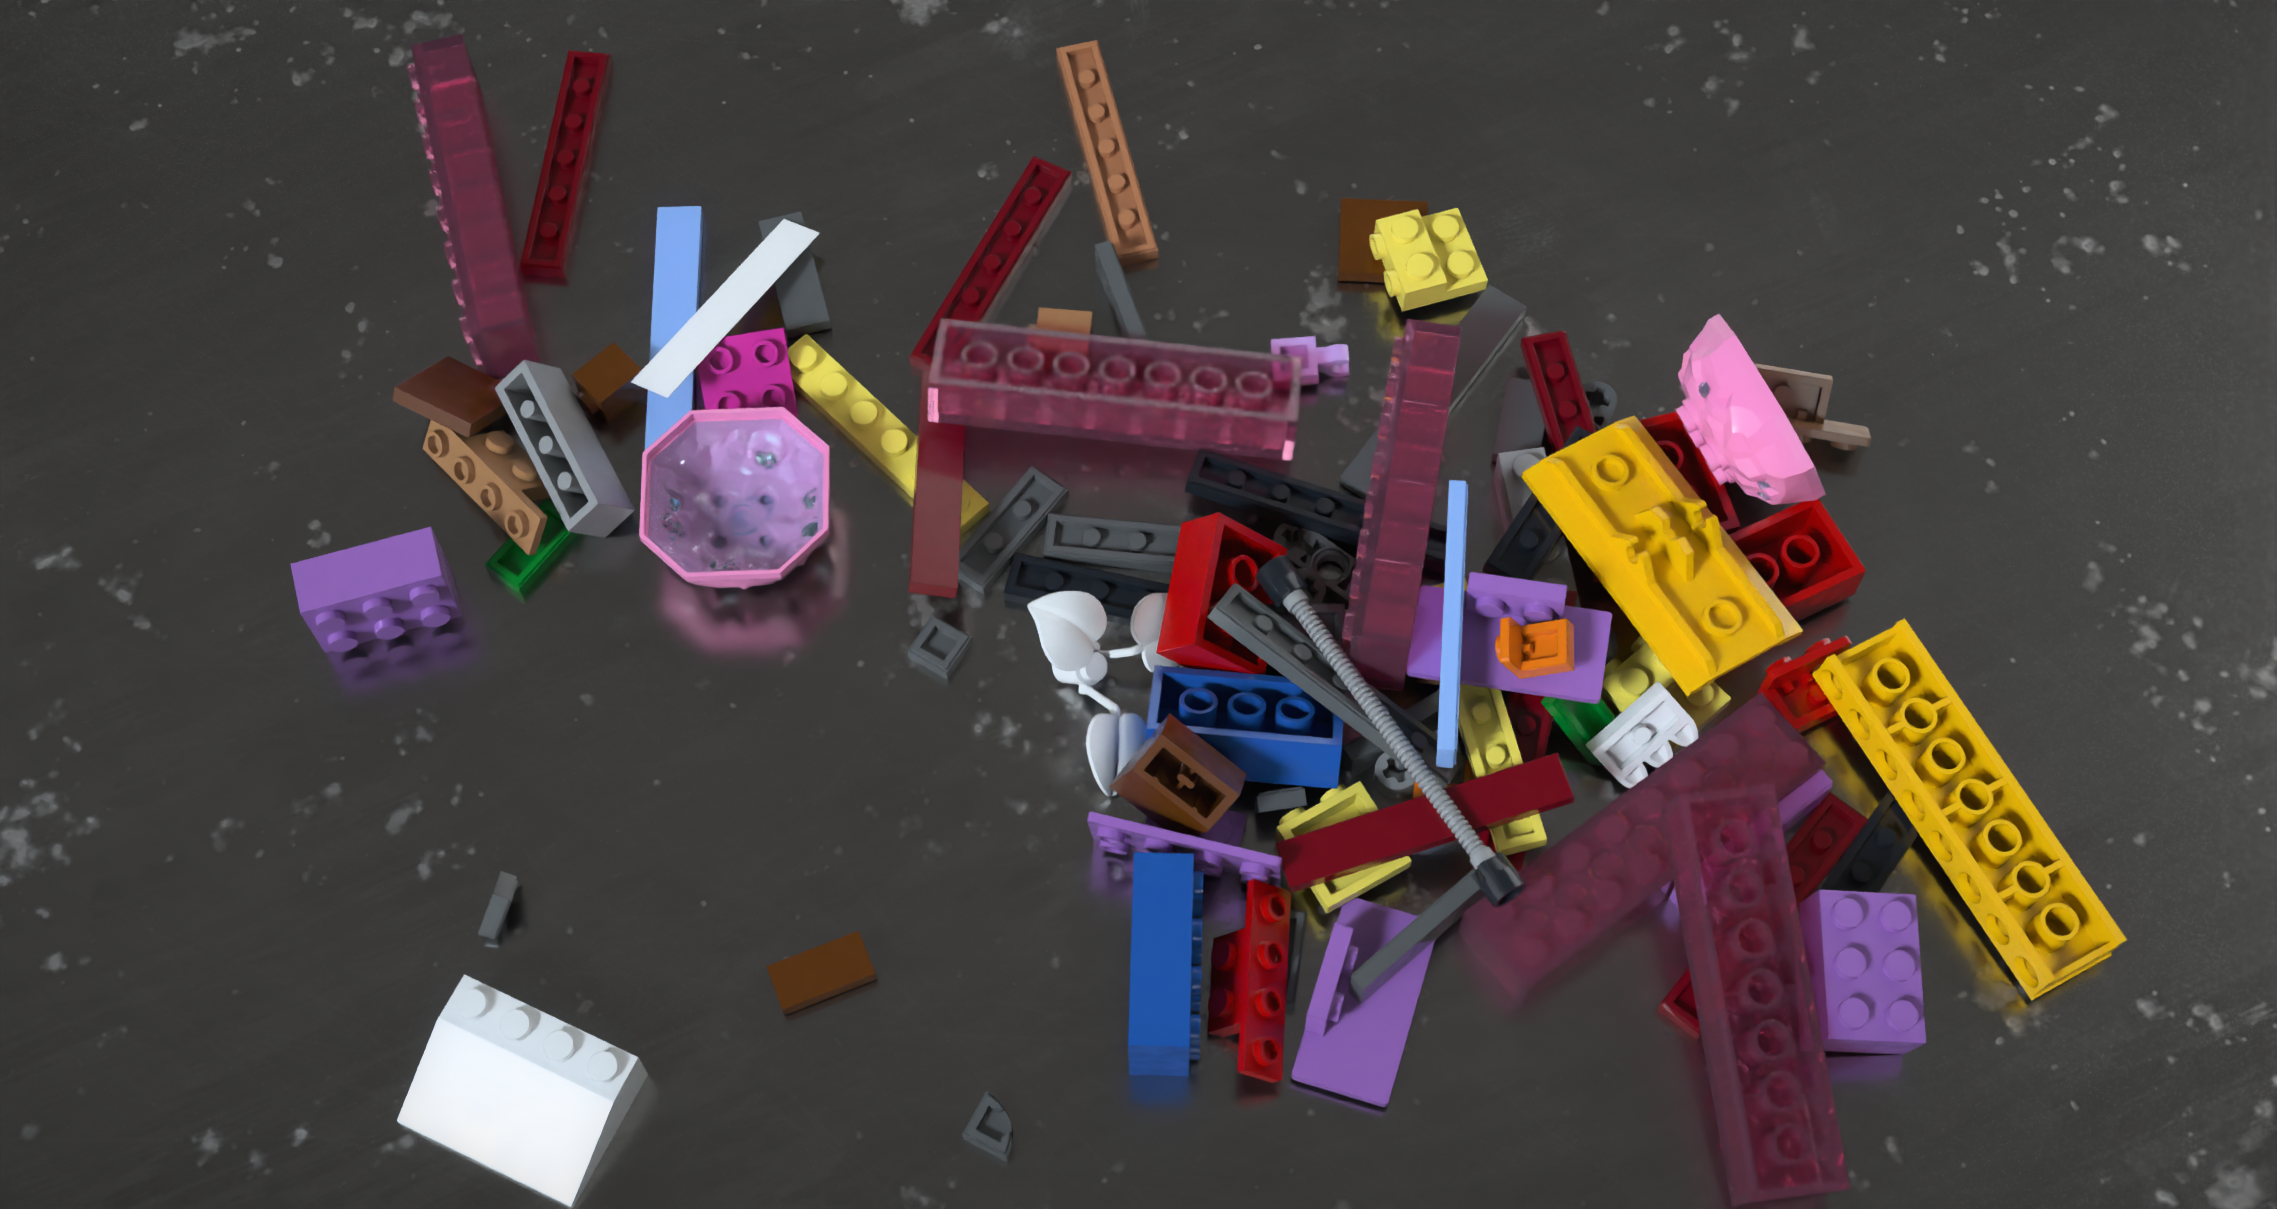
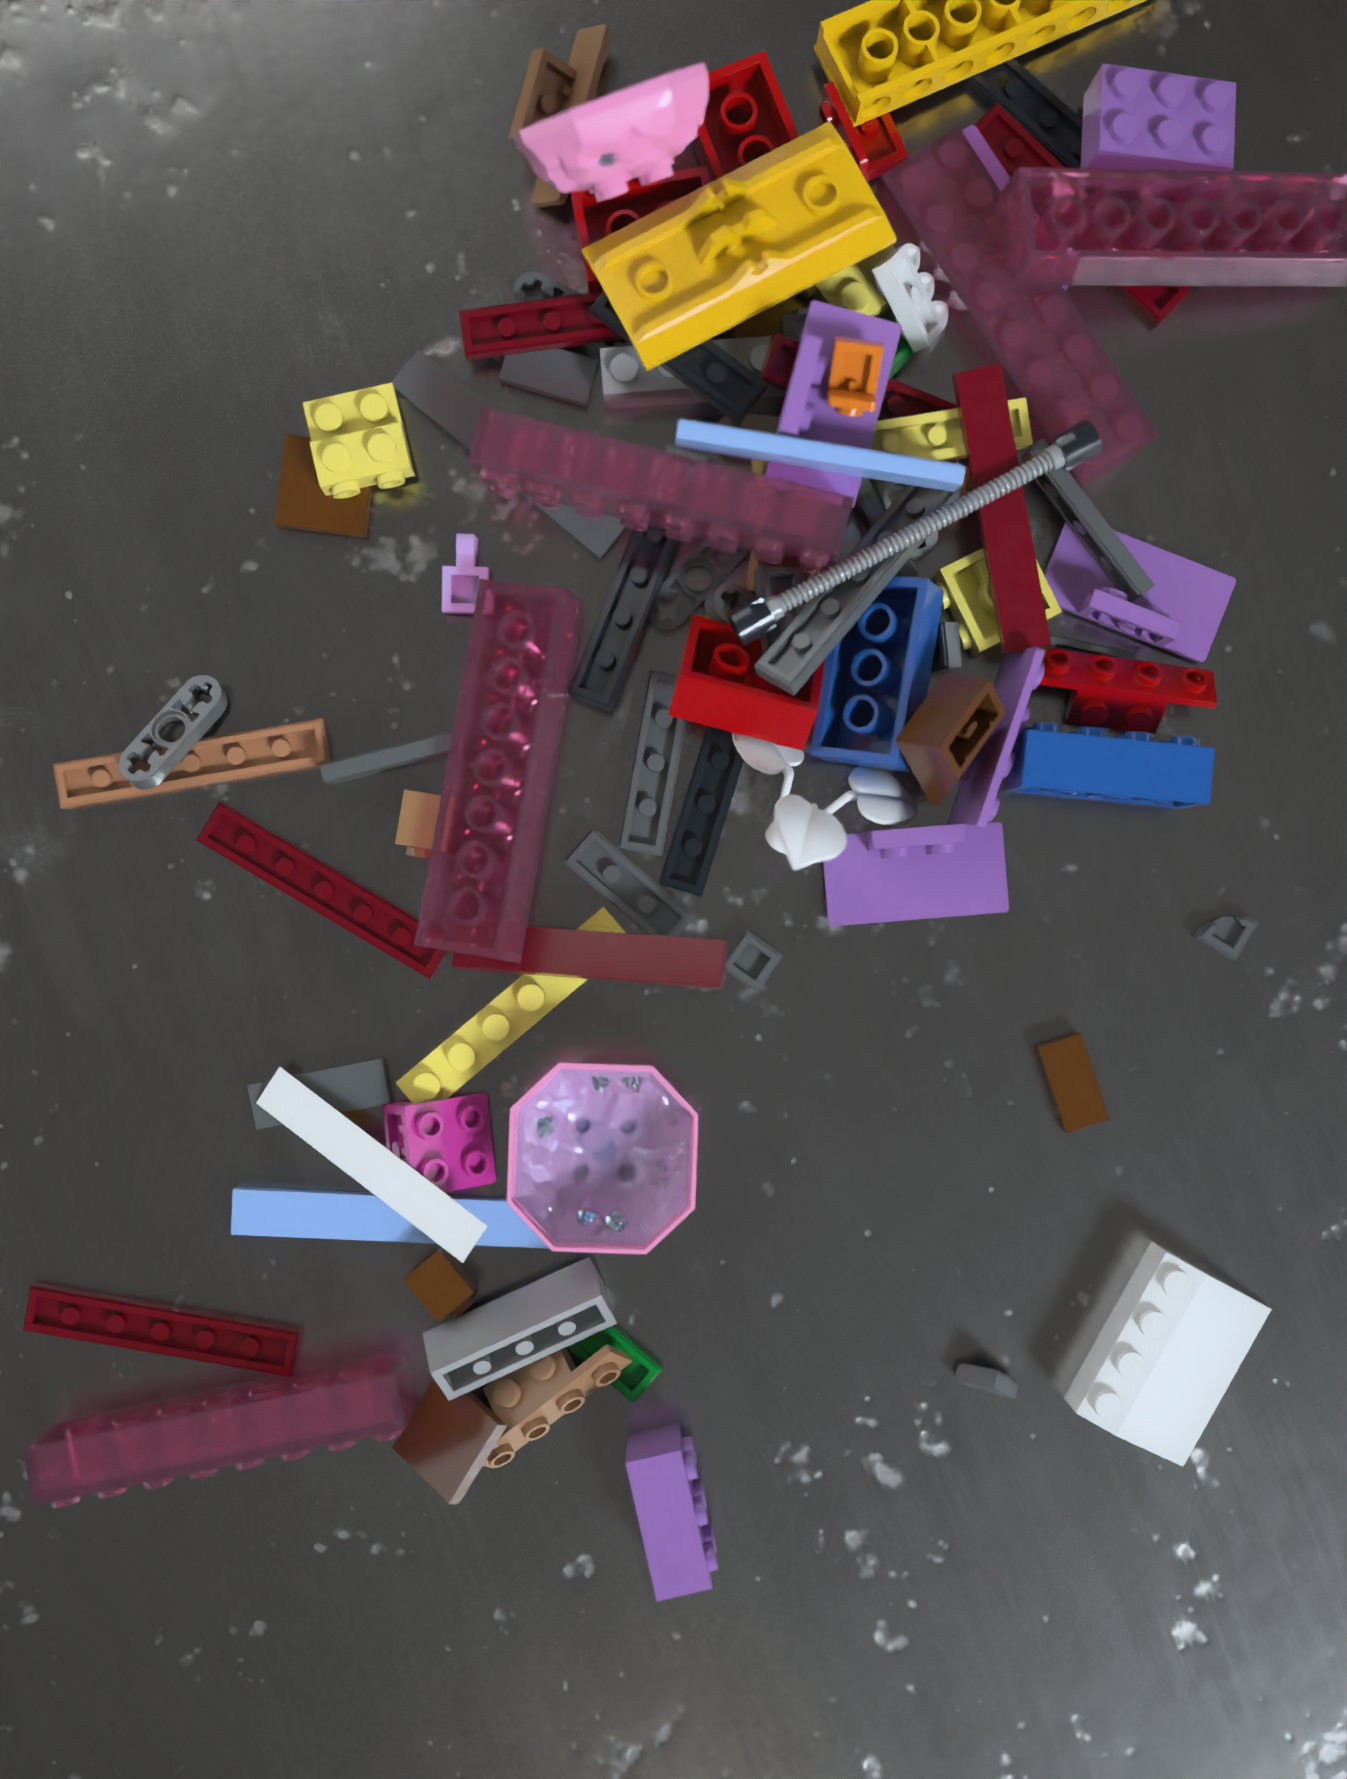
camera: 85 degrees left, 25 degrees up
(1039, 796) = (917, 874): none -> medium lavender bracket
(1164, 137) = (174, 751): none -> dark grey beam

